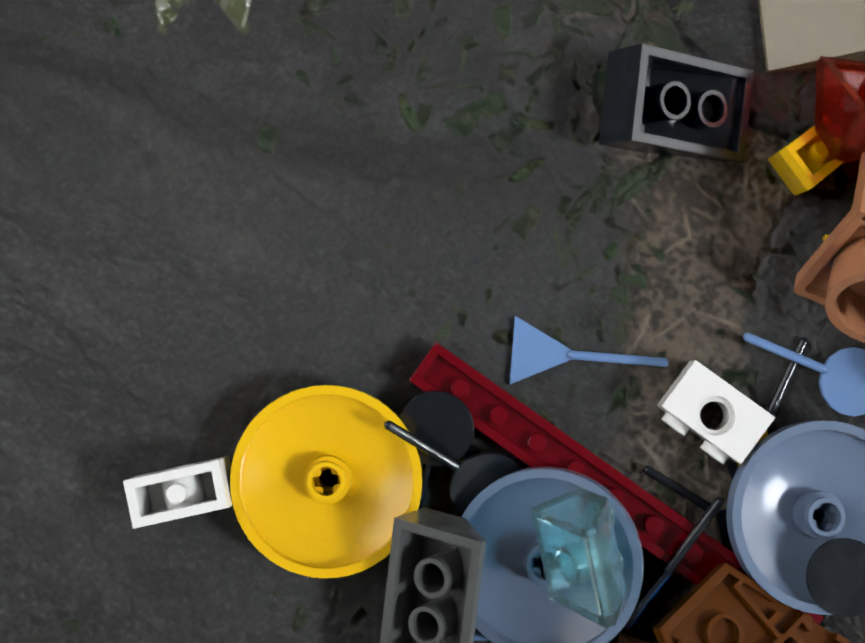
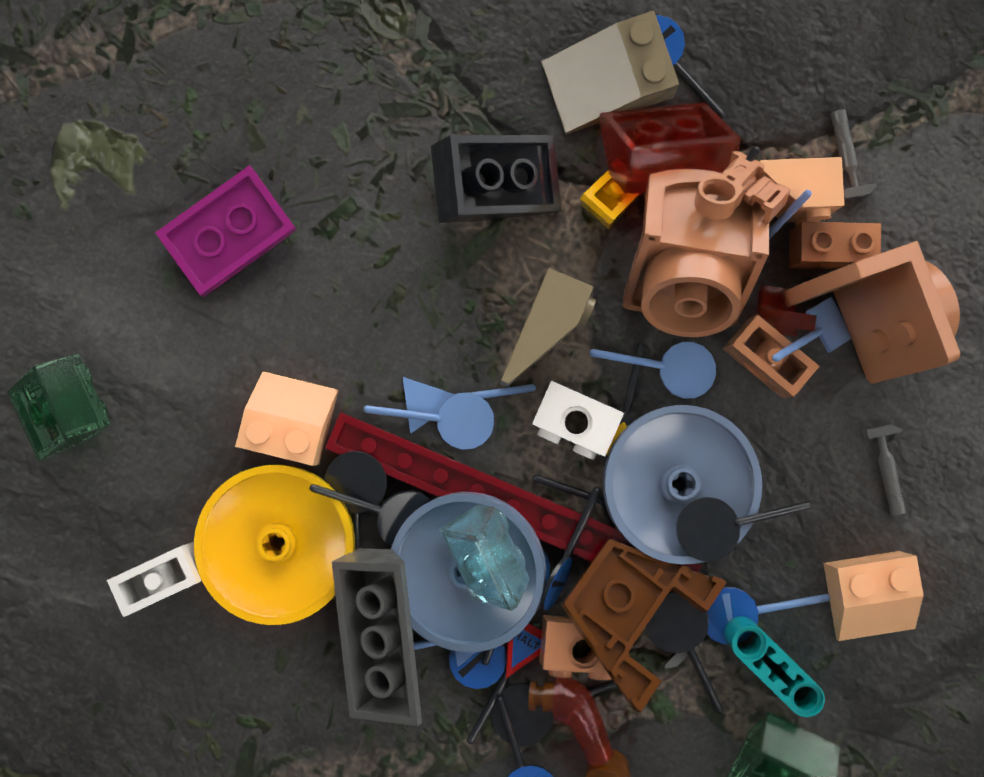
camera: 15 degrees left, 0 degrees up
(106, 262) = (58, 406): none -> clear green slope
(346, 99) = (226, 231): none -> magenta plate
(371, 335) = (287, 419): none -> light nougat slope
(574, 383) = (462, 419): none -> medium blue piece
(715, 281) = (554, 315): none -> dark tan slope

